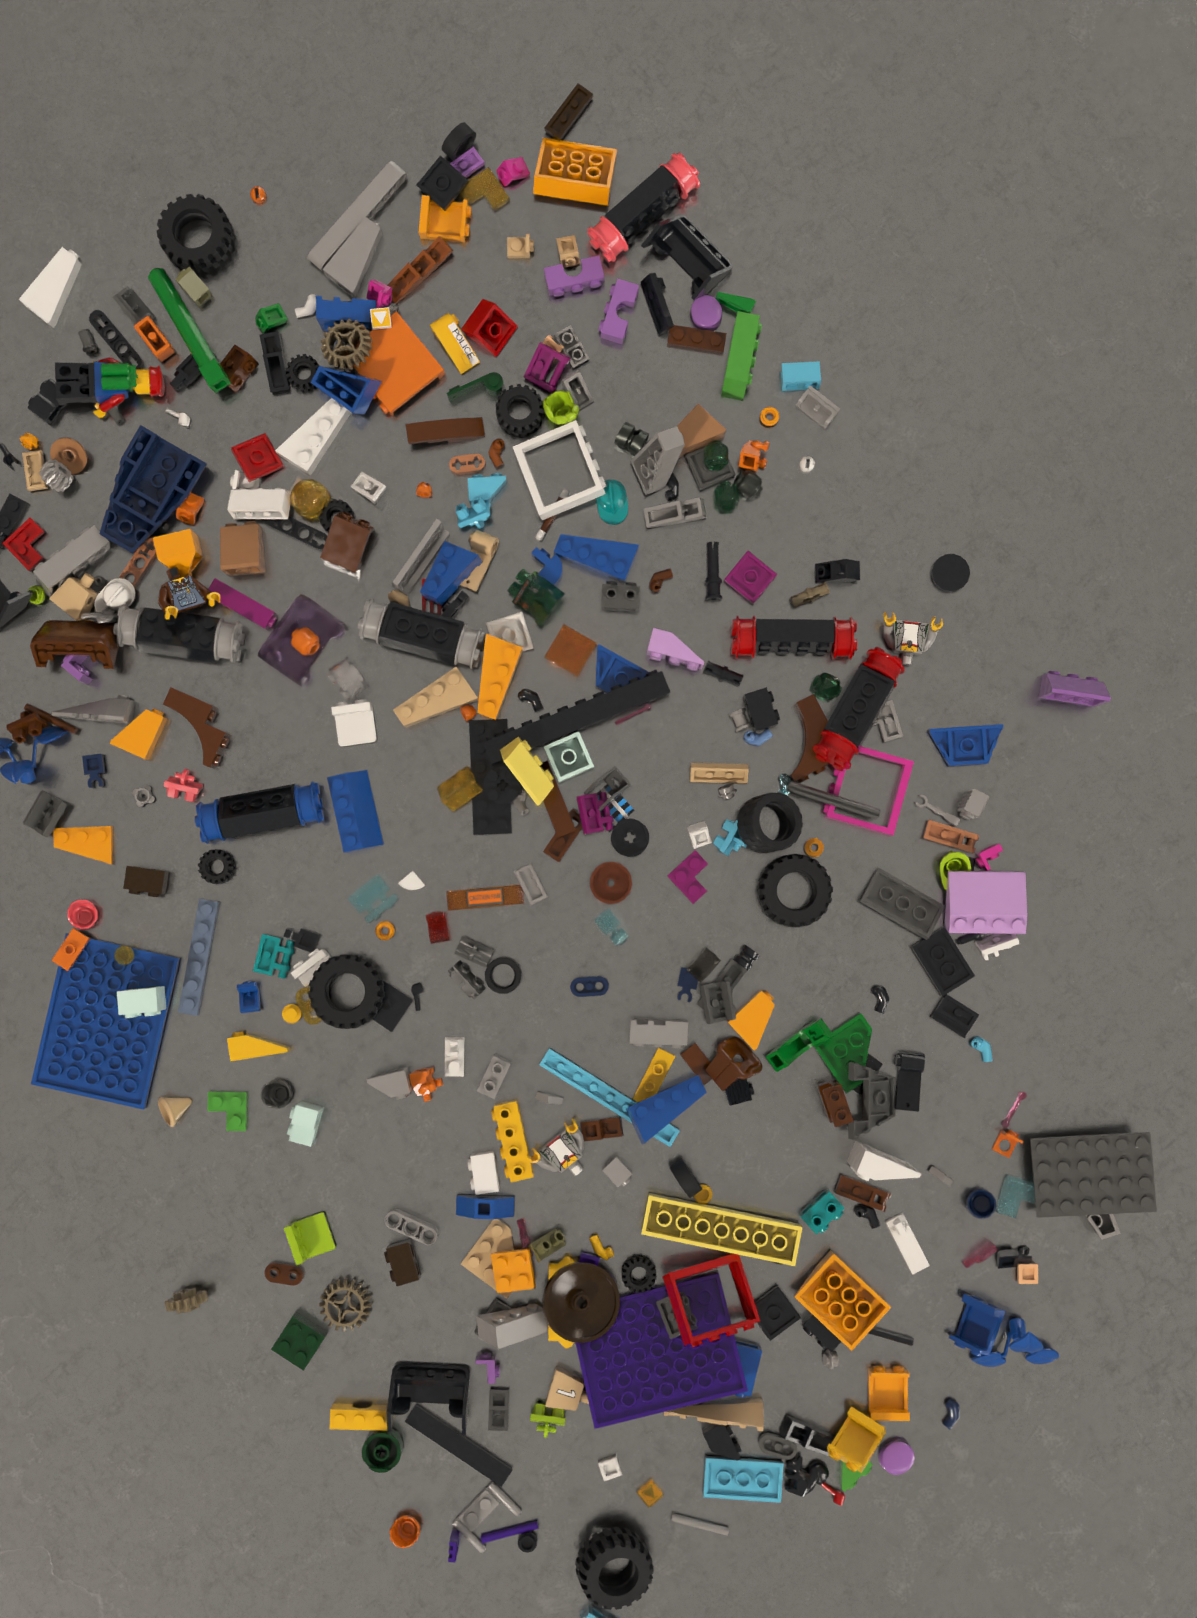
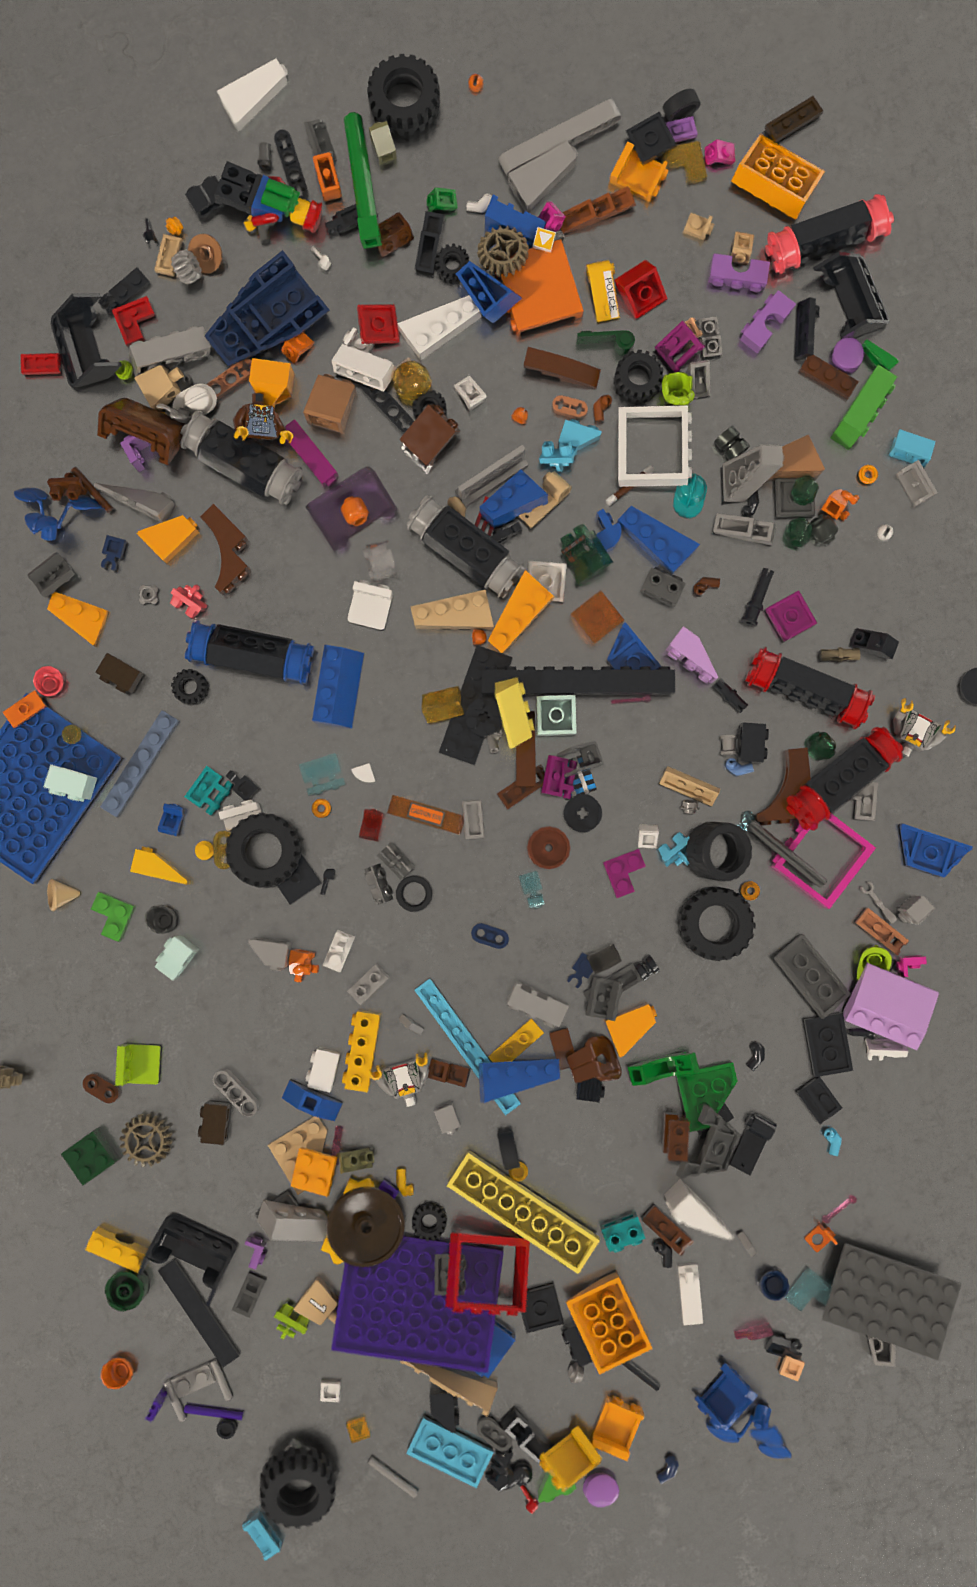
camera: 20 degrees right, 0 degrees up
(531, 696) = (543, 645): black arm -> none

